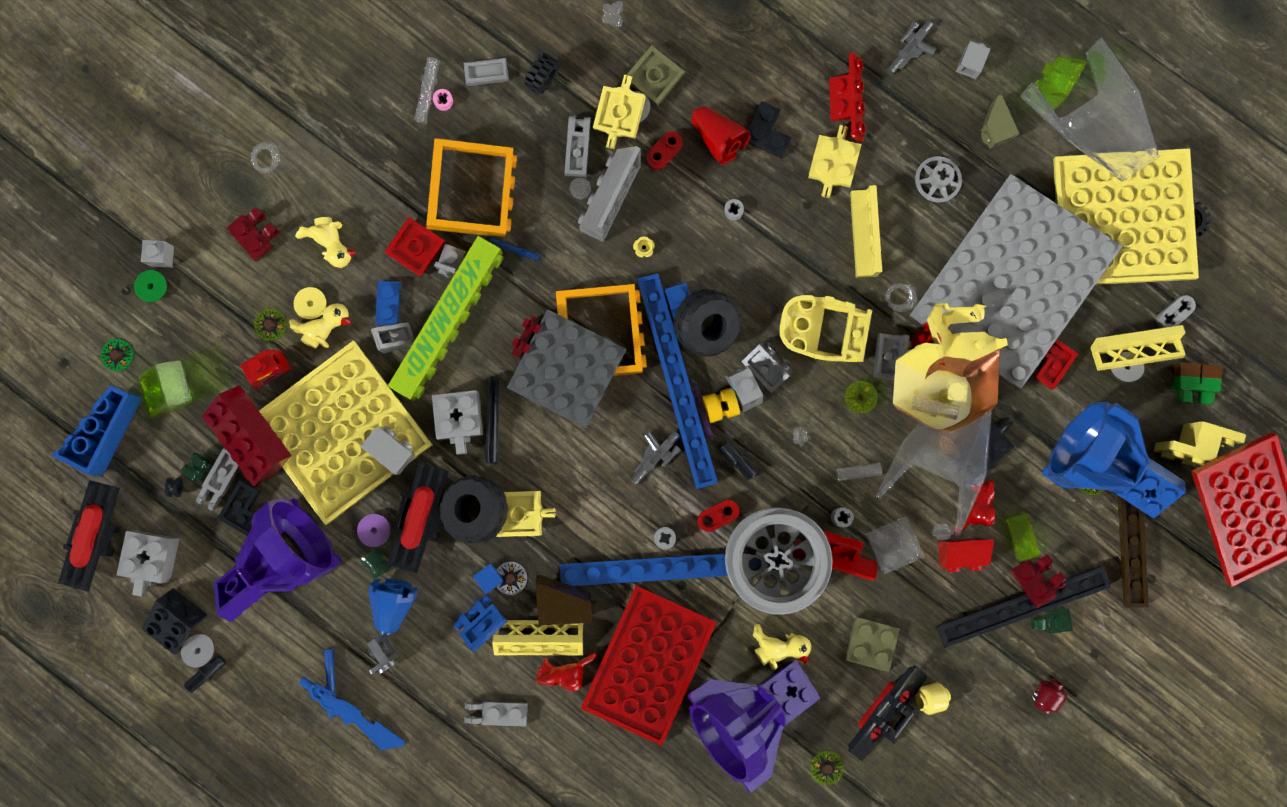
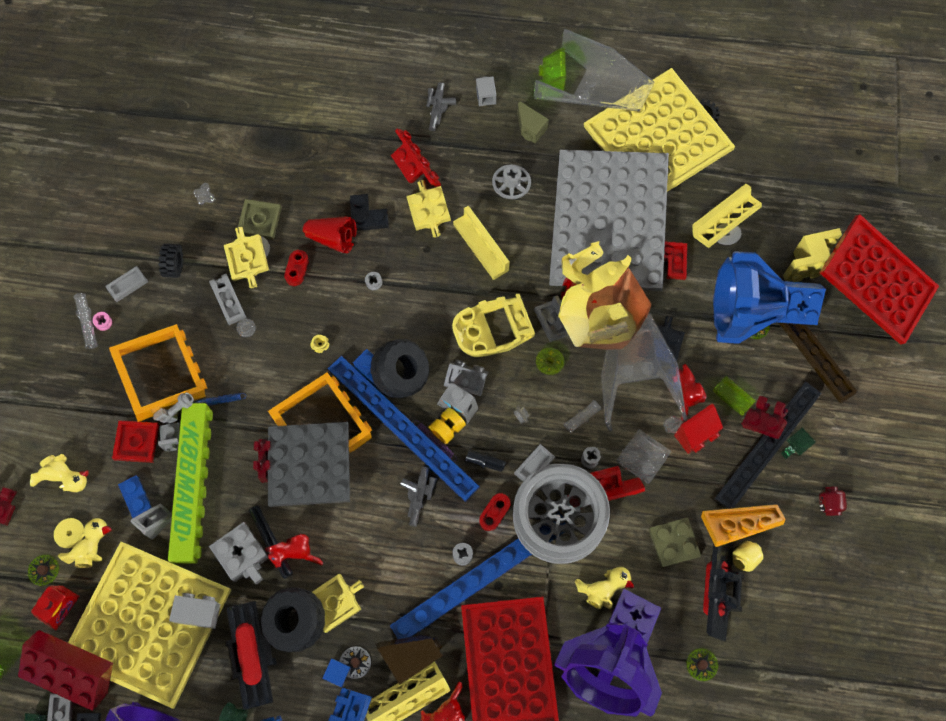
camera: 30 degrees left, 15 degrees down
(373, 530) = (217, 689): medium lavender piece -> none
(480, 236) = (170, 416): none -> light grey hinge
(511, 441) = (295, 548): none -> red animal
(610, 193) = (271, 316): light grey slope -> none
(783, 491) = (538, 458): none -> light grey tile
(904, 307) = (541, 281): clear piece -> none
(943, 664) = (738, 523): none -> light orange wing
(1172, 308) = (733, 179): light grey beam -> none
(1196, 378) = (780, 215): green hips -> none

